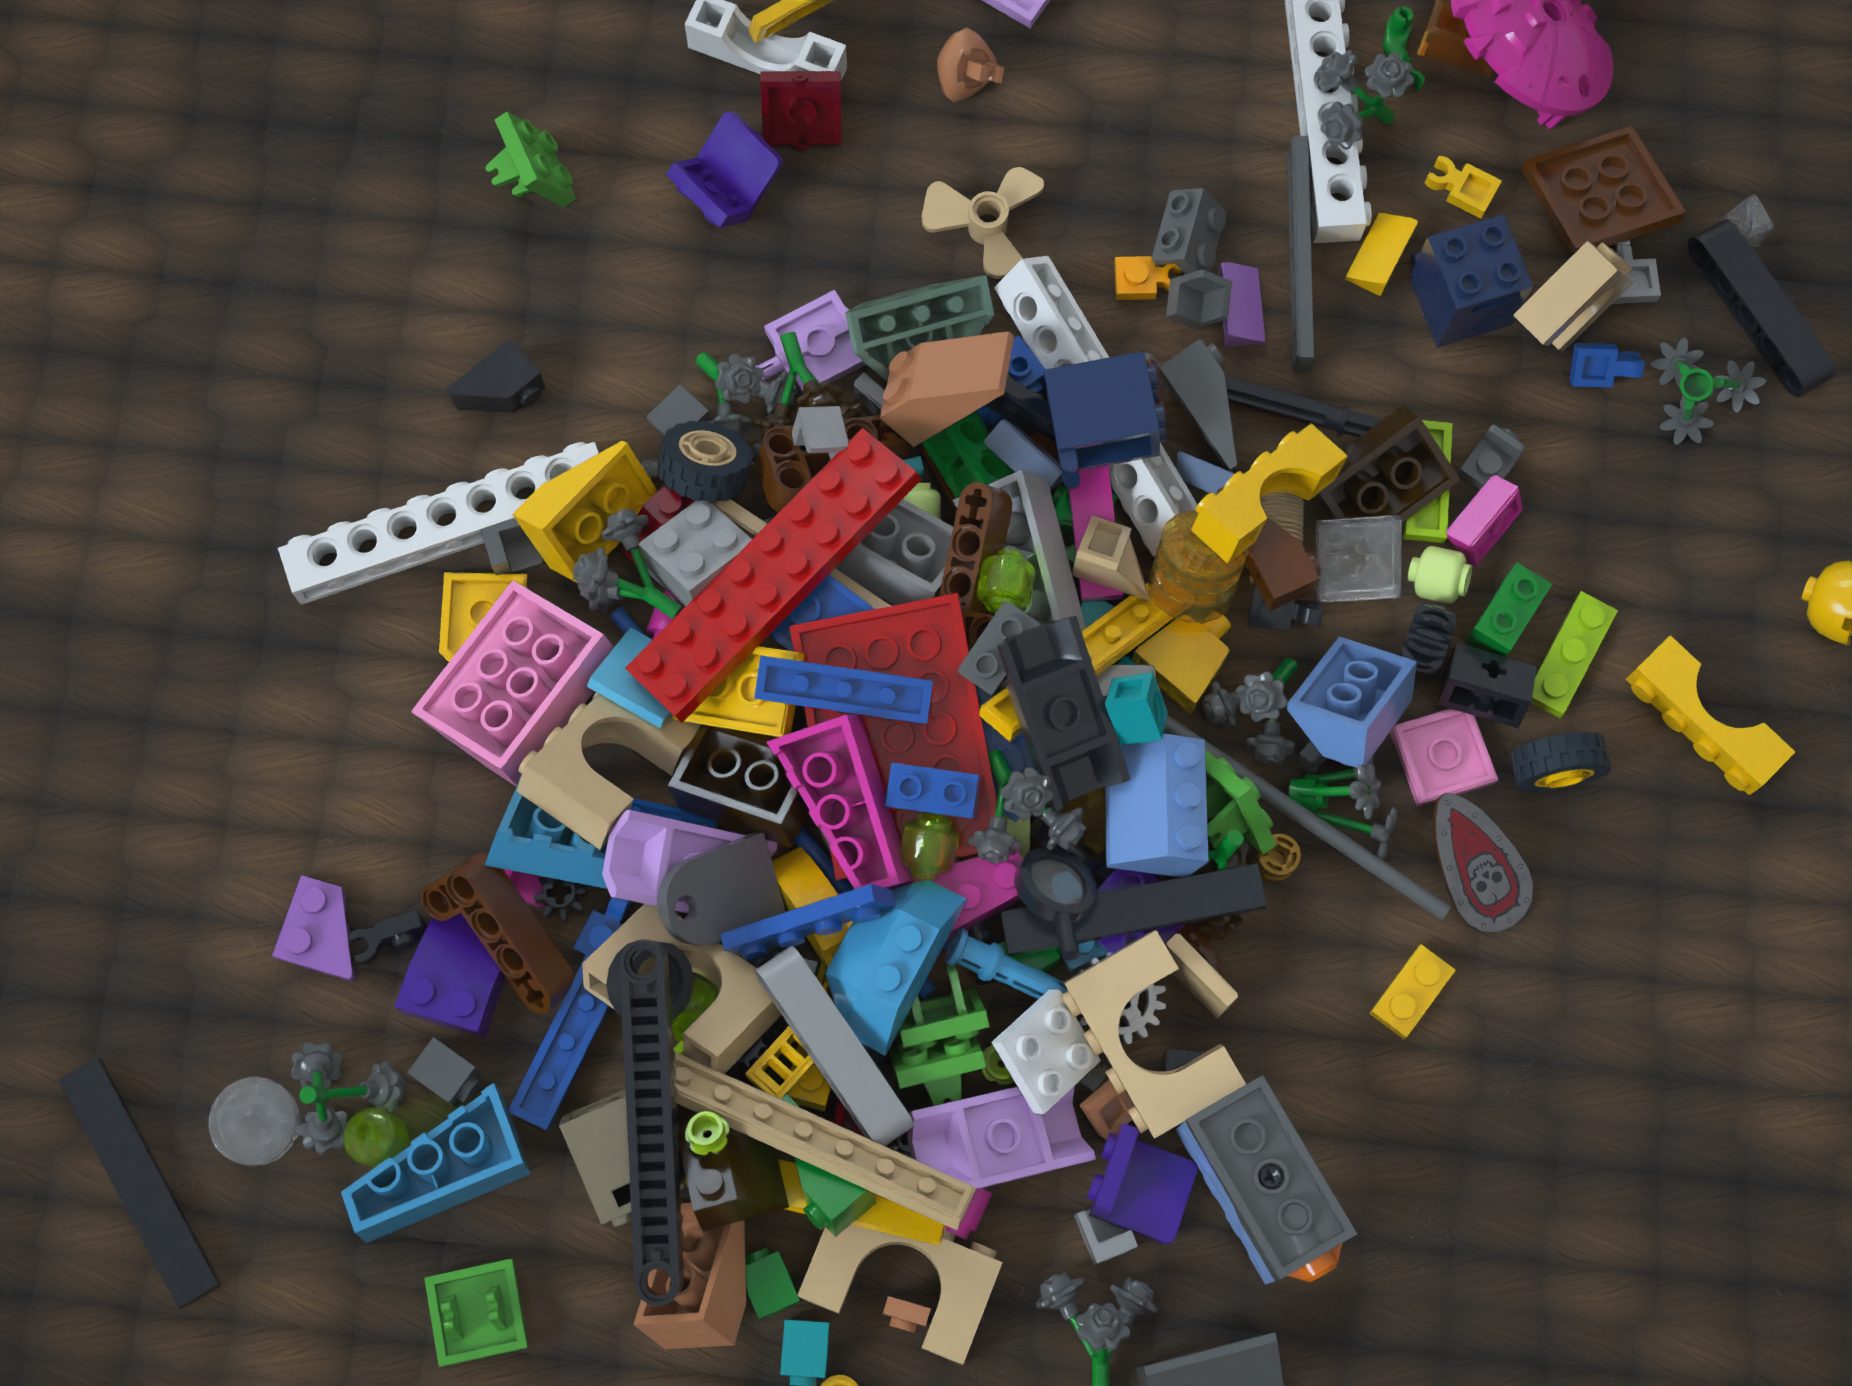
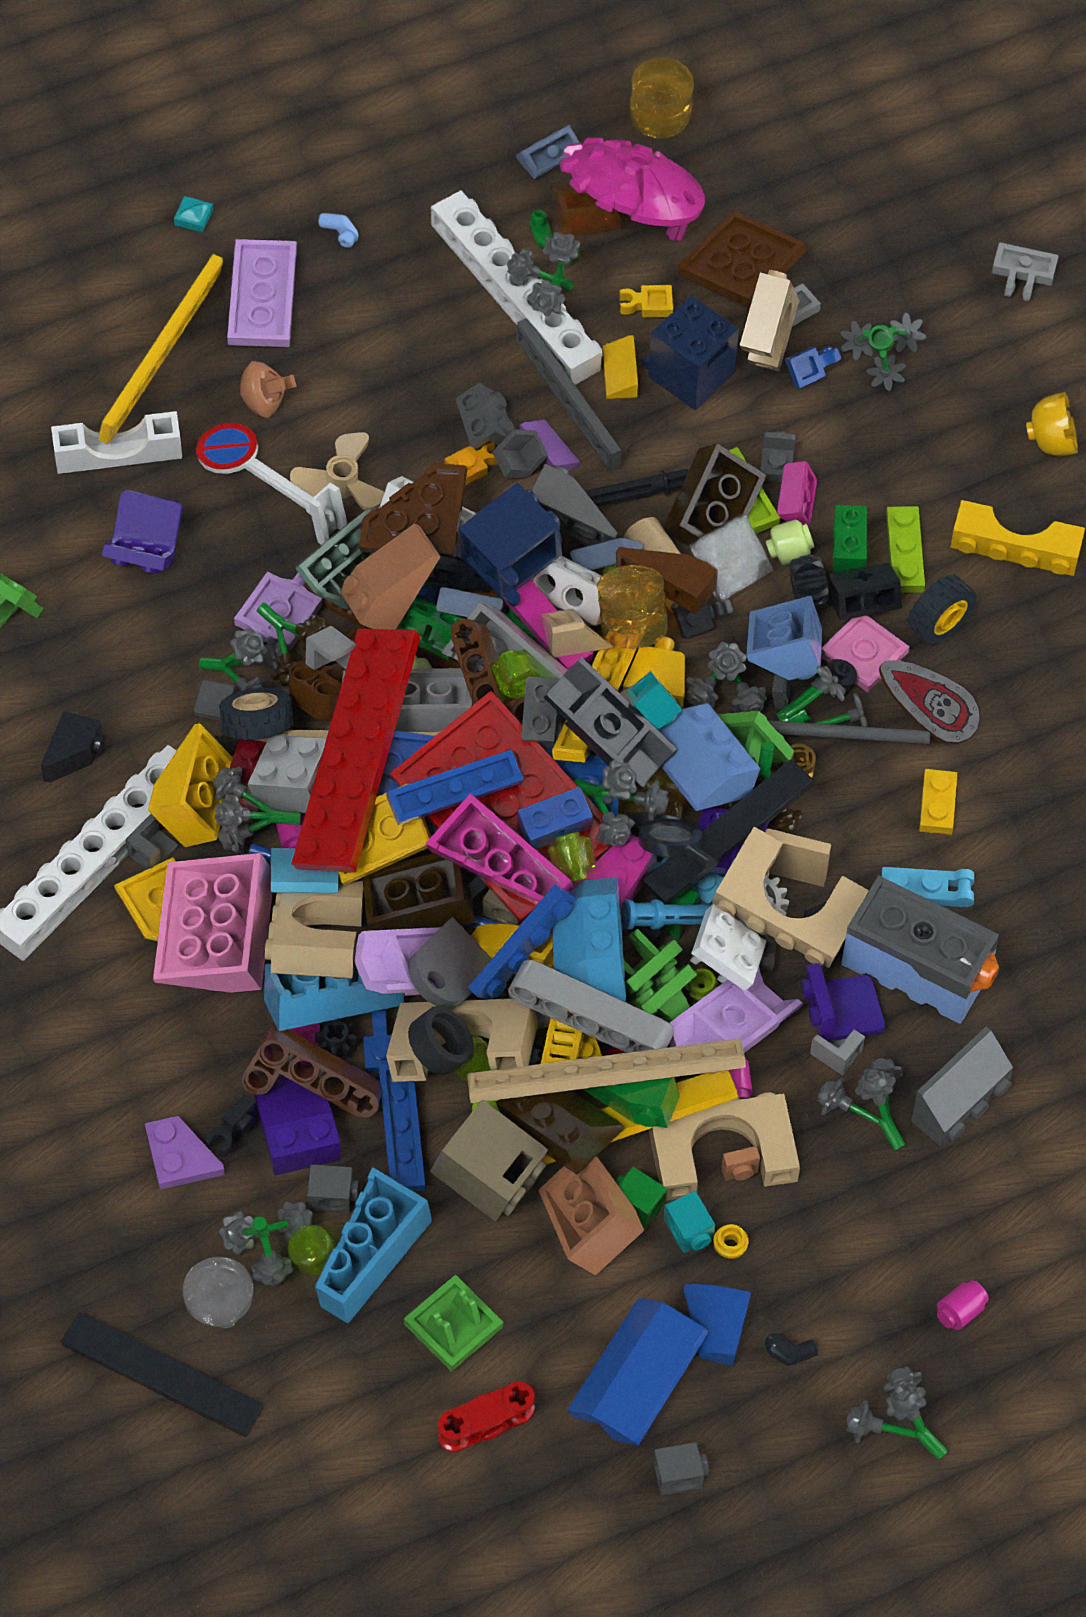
camera: 30 degrees left, 15 degrees down
(652, 1122) = (503, 1110): black gear -> none
(702, 1123) = (544, 1098): lime plate -> none
(801, 108) = (170, 466): dark red plate -> none
(869, 394) = (341, 621): flat silver tile -> none
(890, 118) = (234, 447): none -> piece
(1041, 313) = (430, 502): none -> reddish brown plate
(1107, 1109) = (789, 971): nougat plate -> none
(1299, 466) = (658, 511): yellow arch -> none
(1332, 1090) = (934, 884): none -> medium azure plate
(1395, 772) = (844, 671): none -> black plate
(1751, 220) = (847, 235): clear slope -> none
(1761, 308) = (889, 280): black beam -> none

